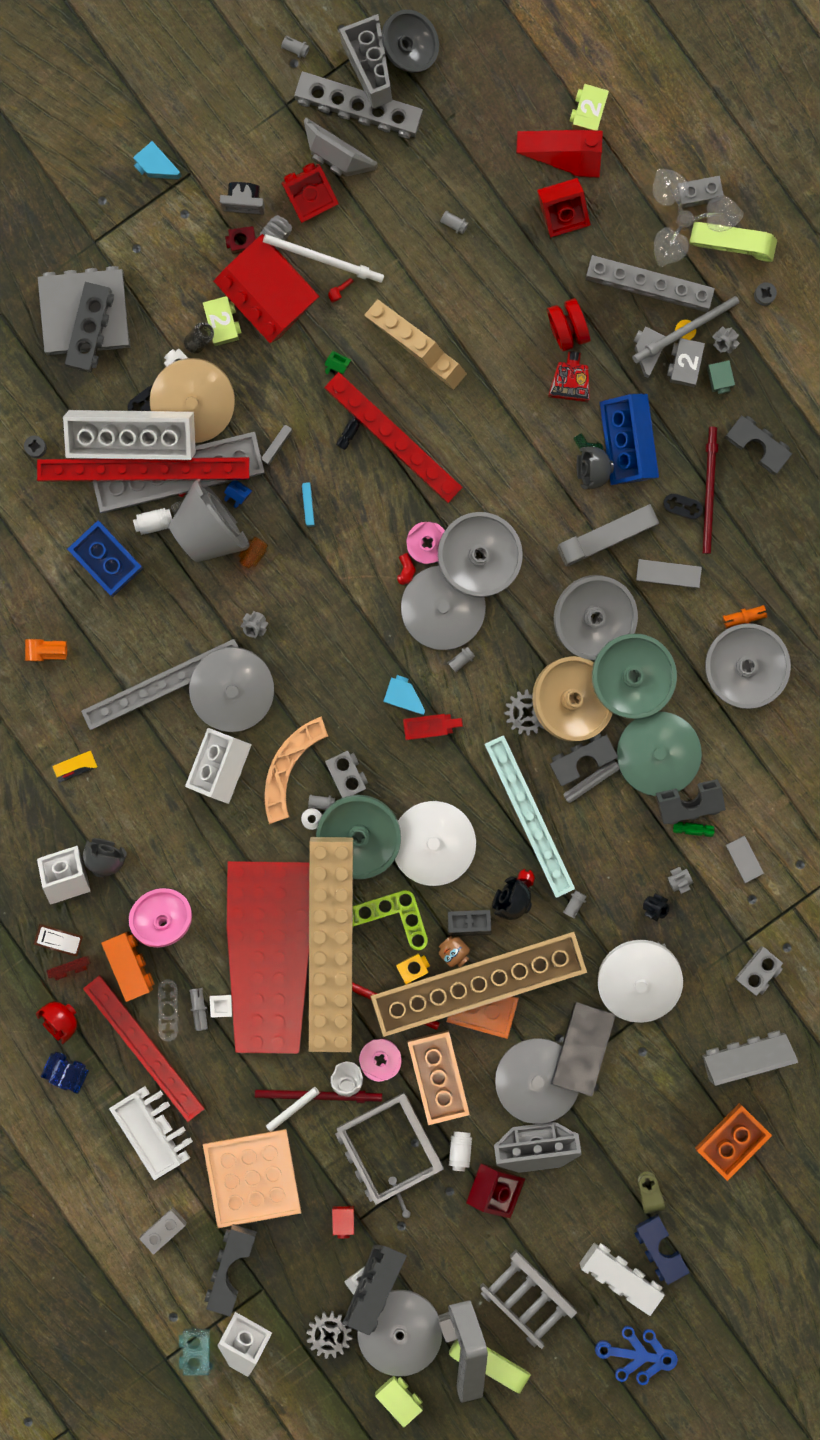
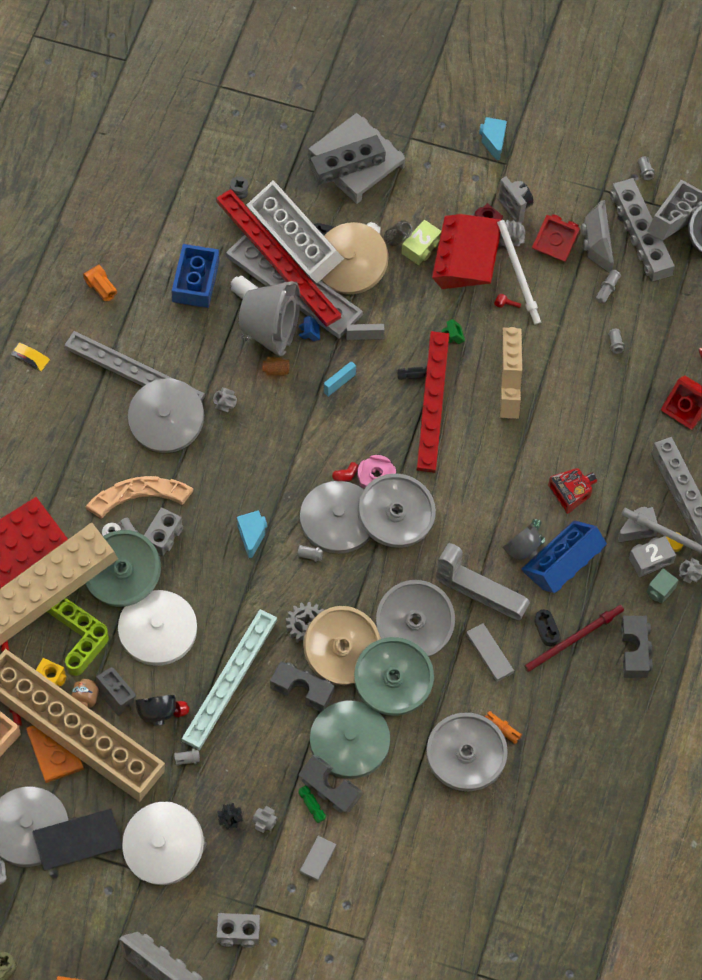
camera: 45 degrees right, 25 degrees down
(218, 765) = (103, 444): white slope -> none
(393, 184) = (608, 286): none -> light grey axle
(430, 726) = (244, 565): red hinge -> none
(565, 325) = (609, 455): red wheel -> none
(591, 781) = (290, 705): light grey axle -> none

